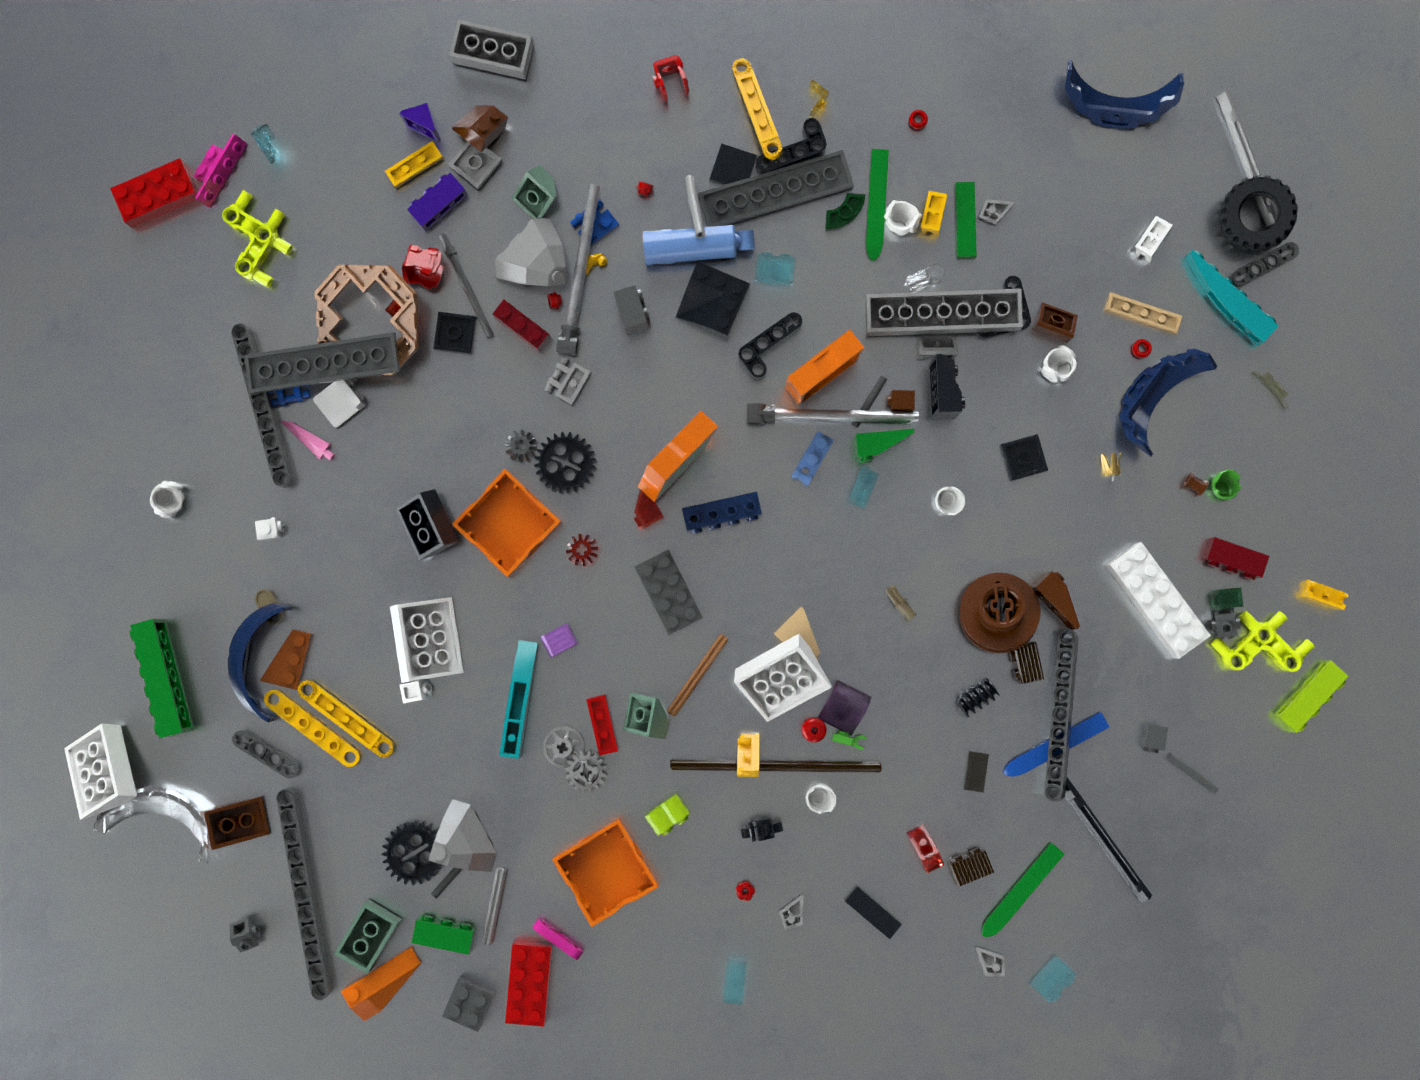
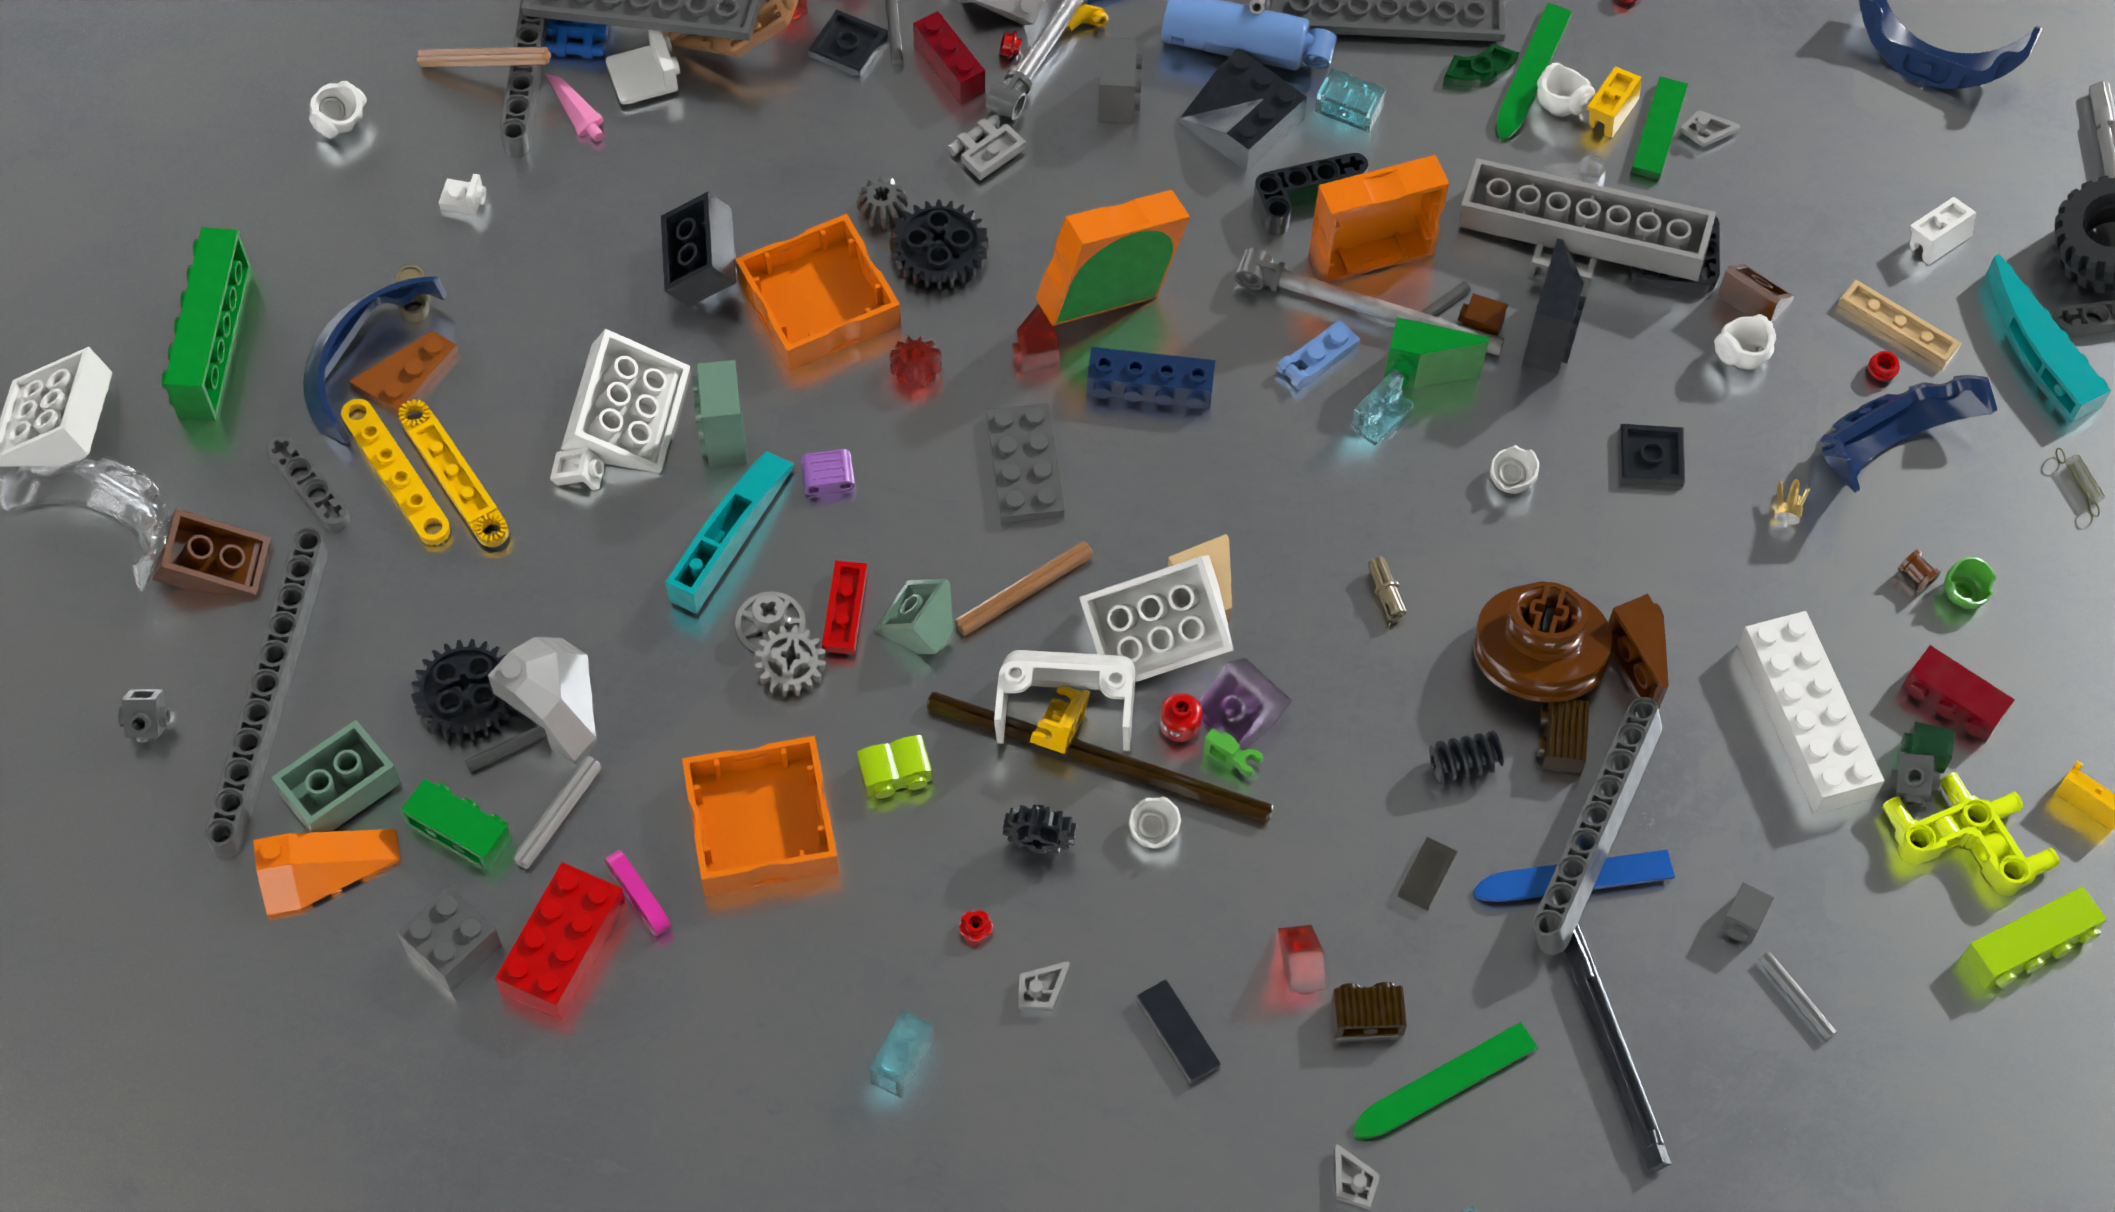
camera: 15 degrees right, 25 degrees down
(241, 431) = (483, 57): none -> medium nougat axle
(486, 636) = (719, 413): none -> sand green brick
(742, 727) = (1027, 668): none -> white windscreen

